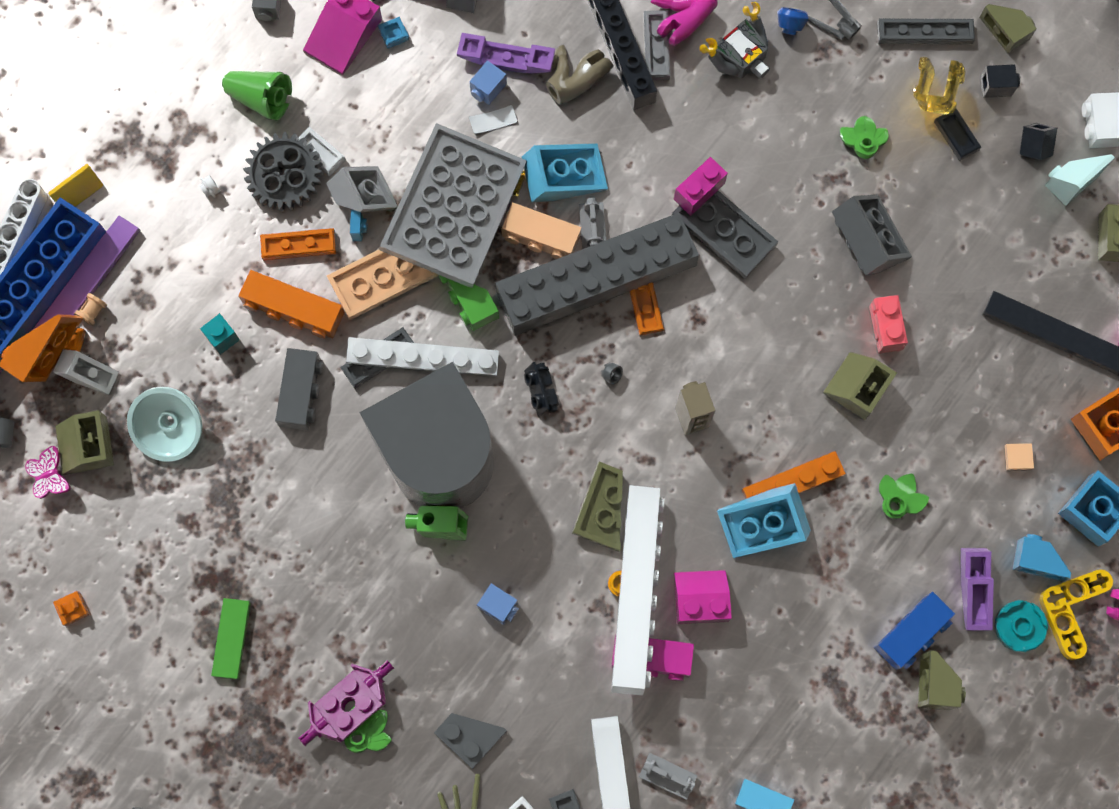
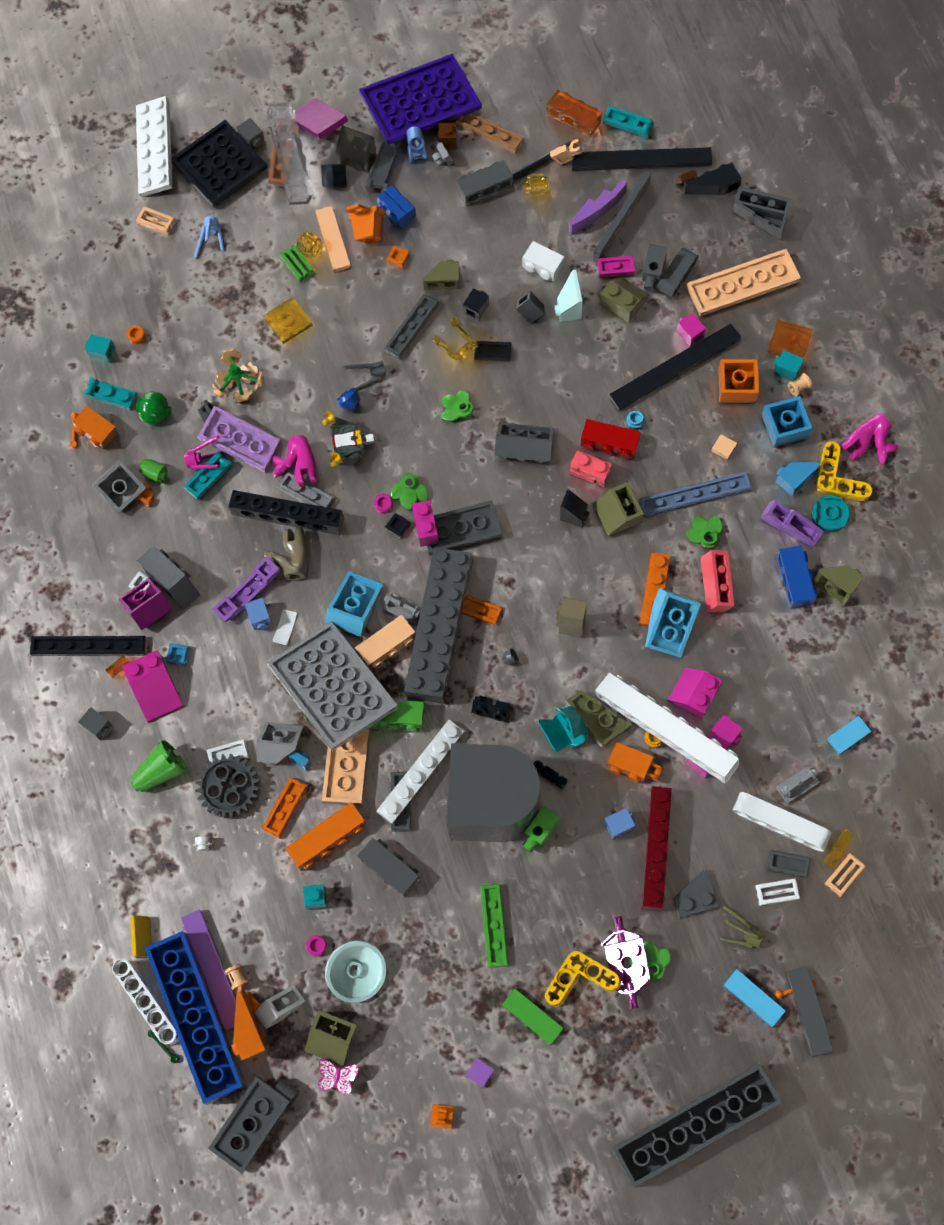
camera: 50 degrees left, 5 degrees down
(139, 619) = (479, 1072): none -> medium lavender tile
(172, 368) = (316, 945): none -> dark pink tile
(304, 538) = (494, 925): none -> bright green tile
(304, 656) = (575, 972): none -> yellow beam
(493, 661) = (656, 849): none -> dark red brick
(507, 495) = (550, 774): none -> black axle
(564, 479) = (565, 728): none -> teal piece
(574, 577) = (633, 764): none -> orange brick
(683, 161) = (397, 525): none -> black tile
(698, 131) = (383, 503): none -> dark pink tile
(728, 152) = (409, 494): none -> bright green plate
(826, 334) = (573, 509): none -> black slope
(847, 544) = (717, 581): none -> coral brick
(939, 324) = (610, 439): none -> red brick
(939, 459) = (695, 494): none -> sand blue tile
(983, 338) = (635, 419): none -> medium azure plate

